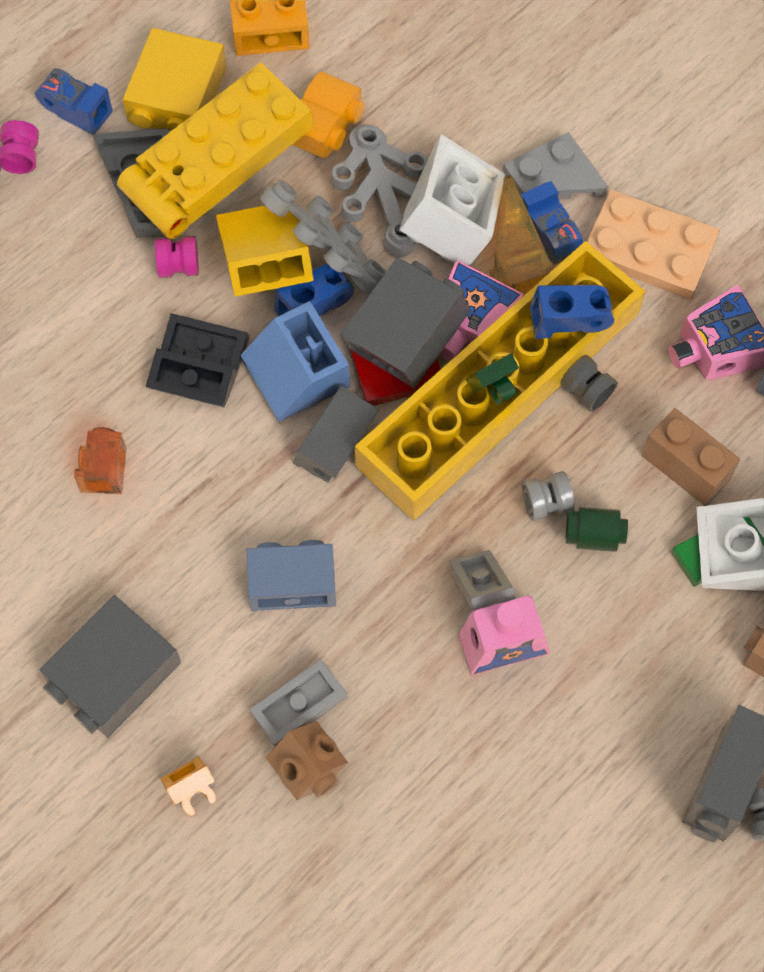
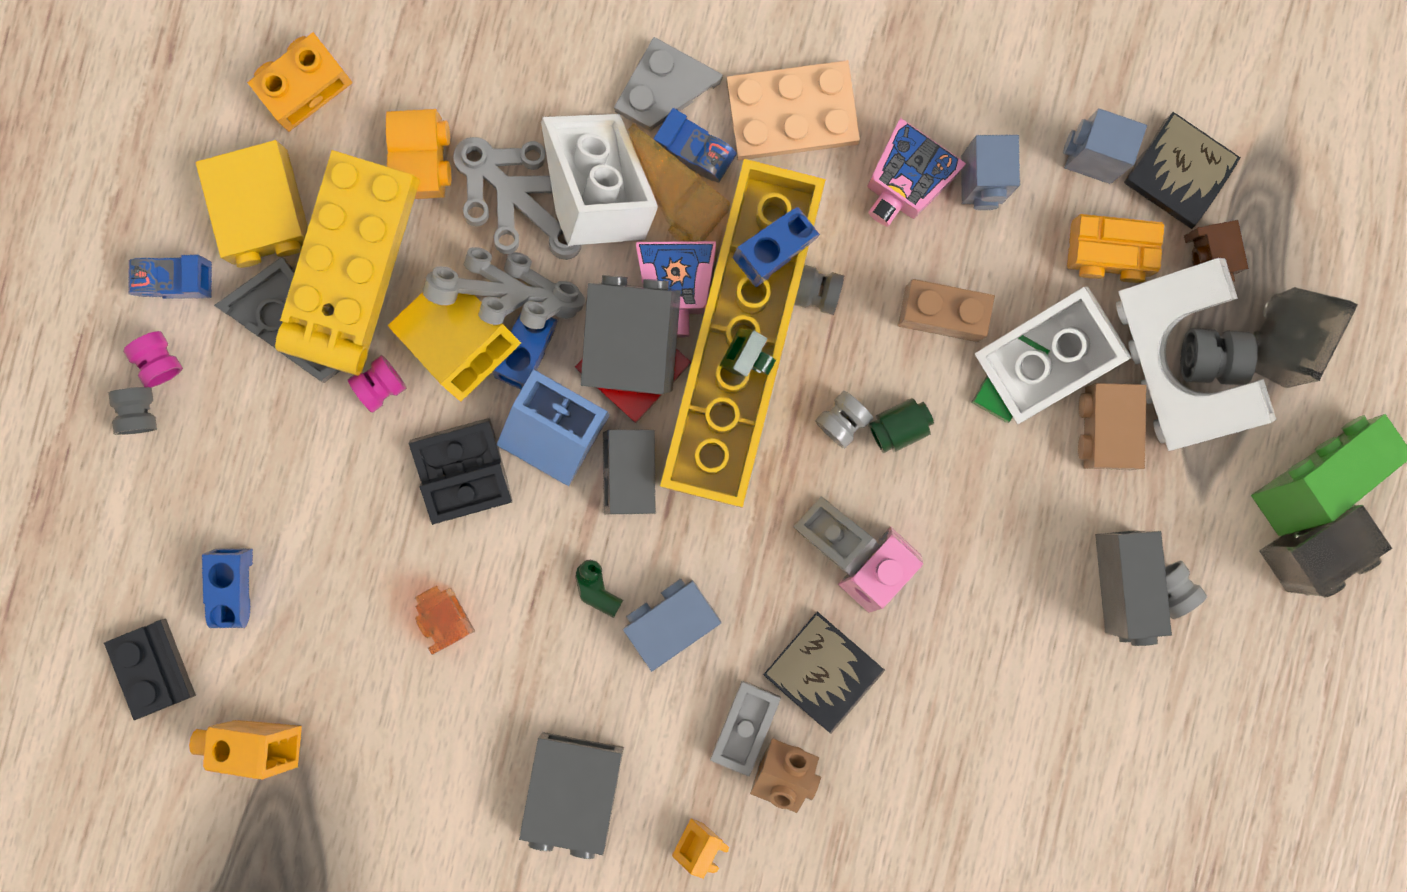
camera: 35 degrees left, 20 degrees up
(242, 513) = (592, 588): none -> dark green arm
(399, 698) = (824, 672): none -> slope

